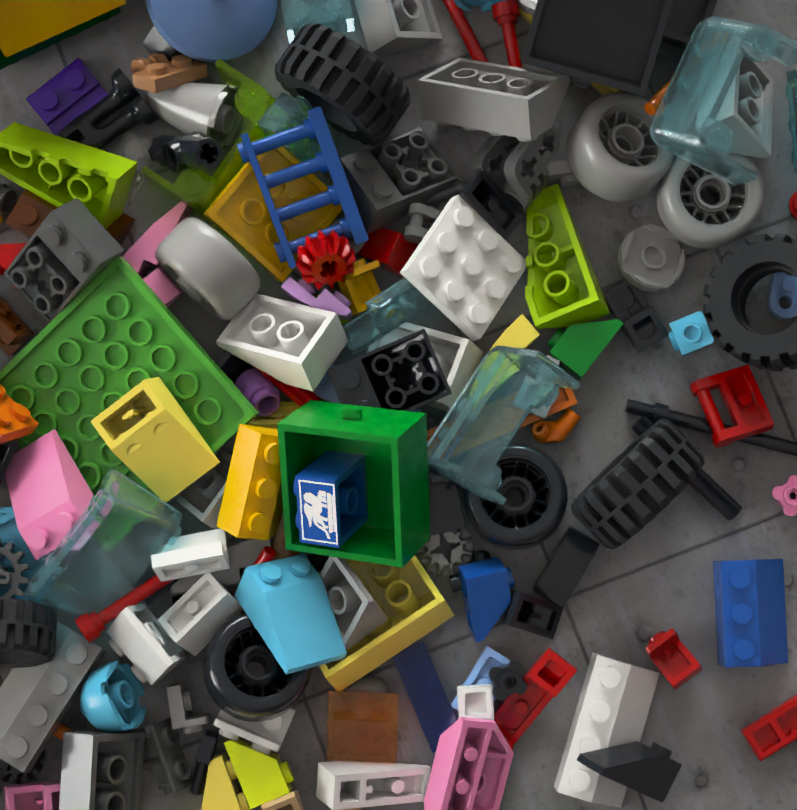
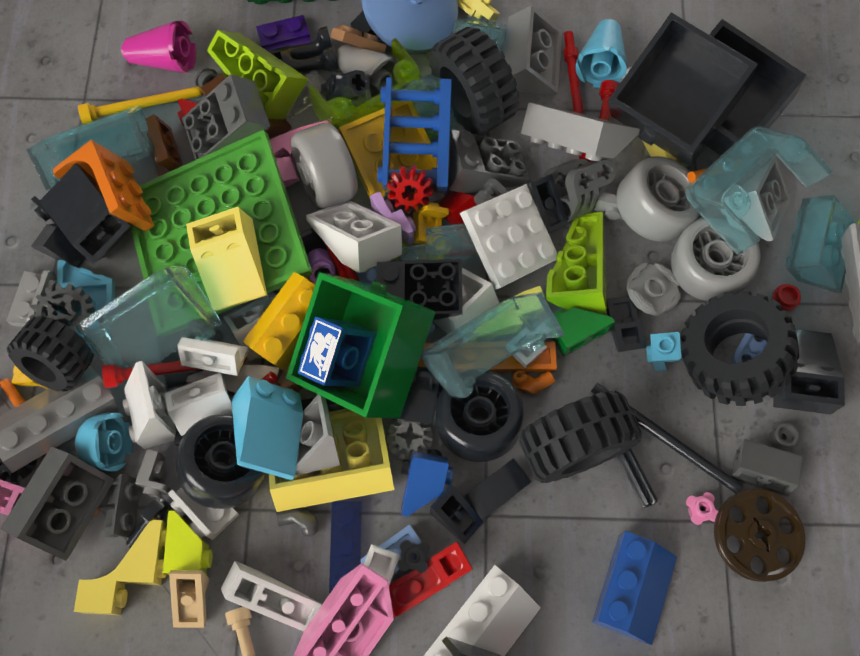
camera: 20 degrees right, 15 degrees down
(46, 493) = (132, 264): bright pink slope -> none
(362, 726) = (283, 547): clear orange slope -> none
(672, 658) = (555, 598): red bracket -> none
(742, 401) = (687, 418): red plate -> none

